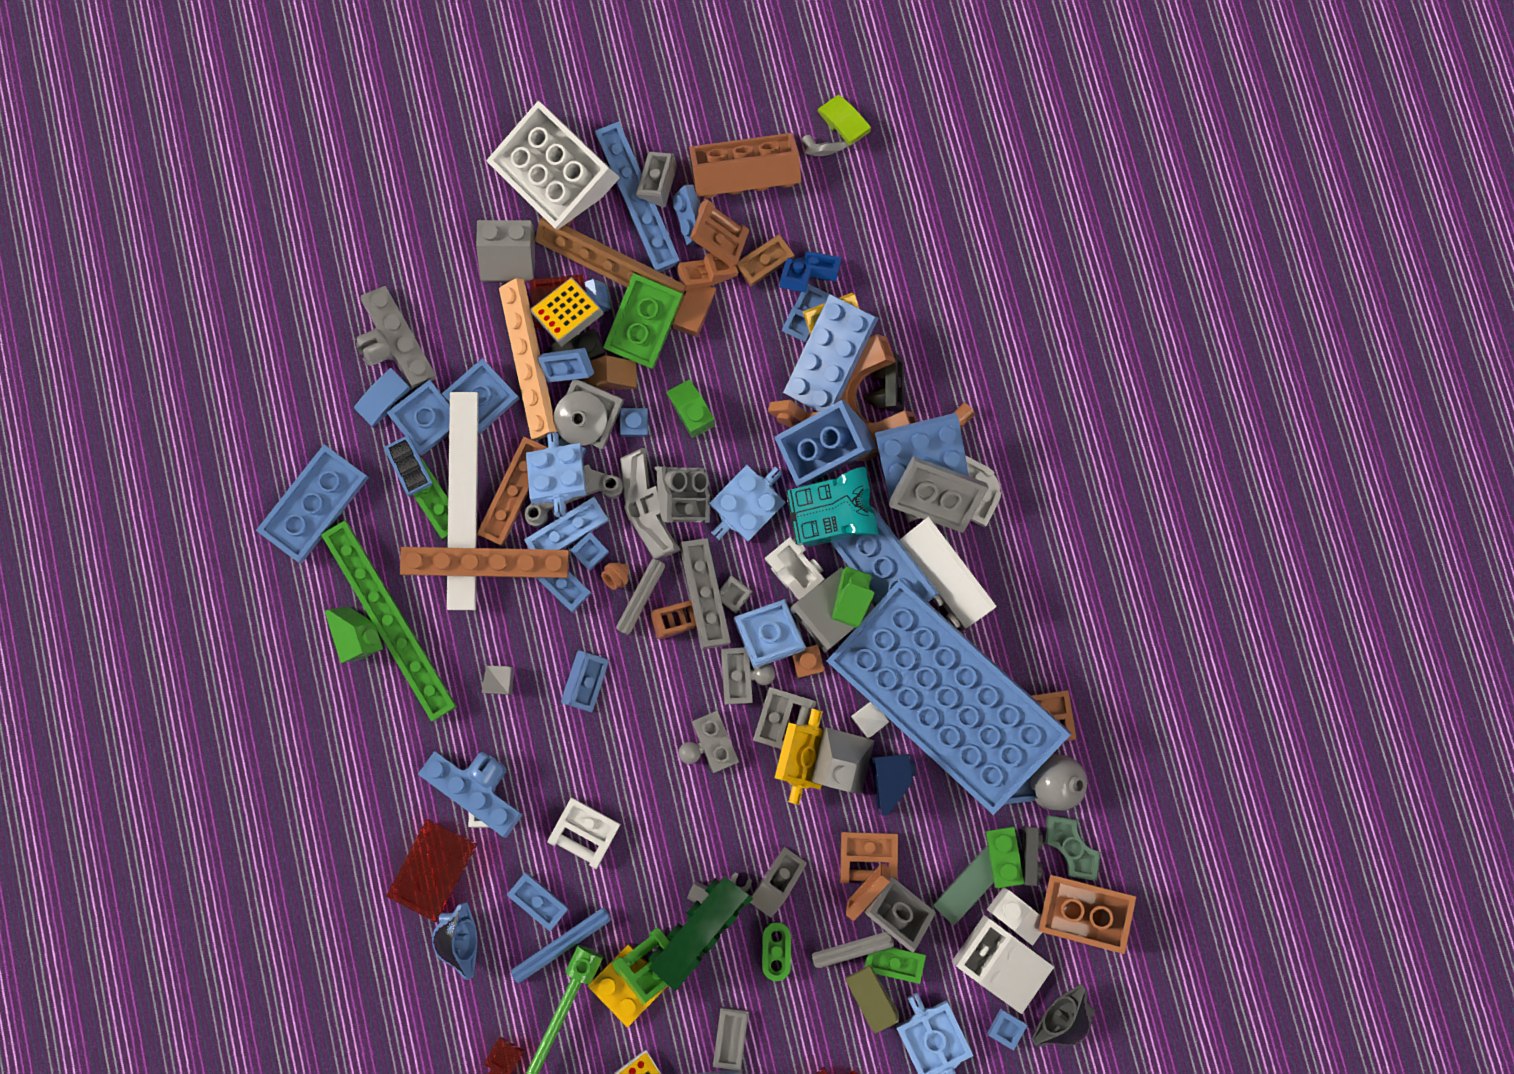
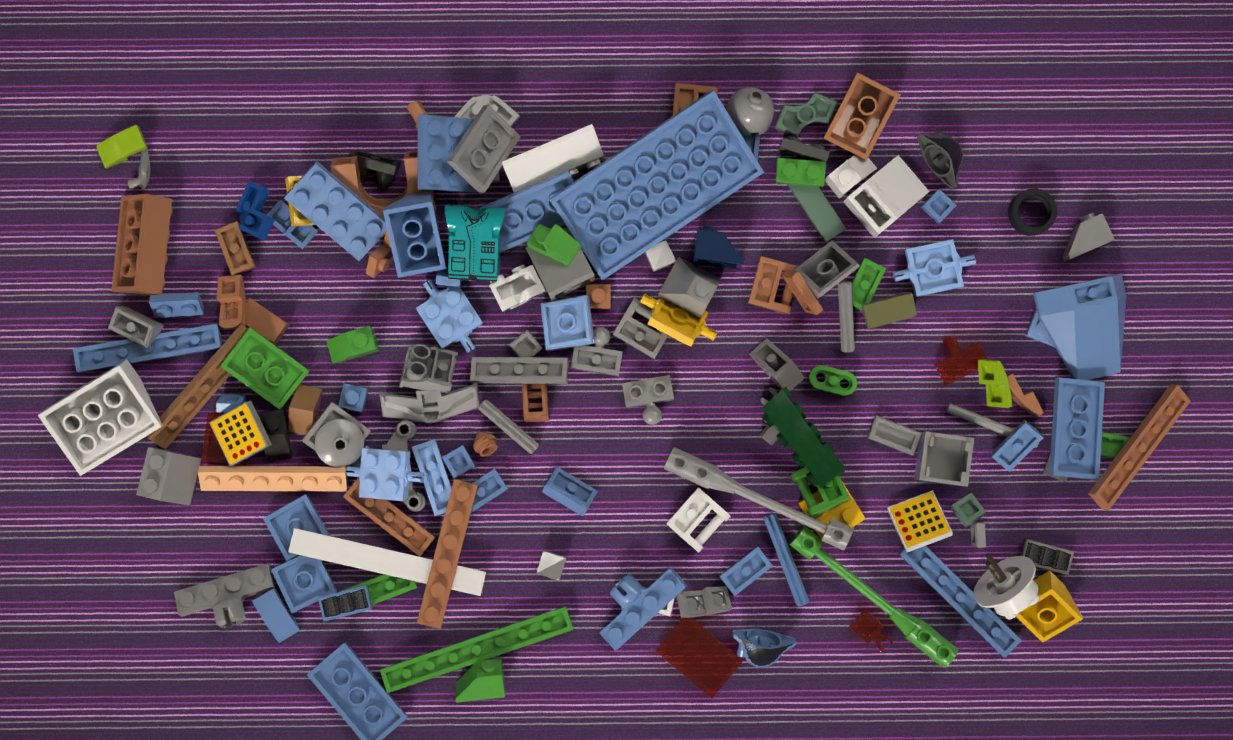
camera: 80 degrees left, 5 degrees up
(492, 861) = (704, 602): none -> light grey slope
(566, 365) = (289, 444): medium blue plate -> none
(634, 835) = (712, 477): none -> light grey bar
(715, 237) = (205, 286): nougat plate -> none
(783, 485) = (442, 279): none -> medium blue tile

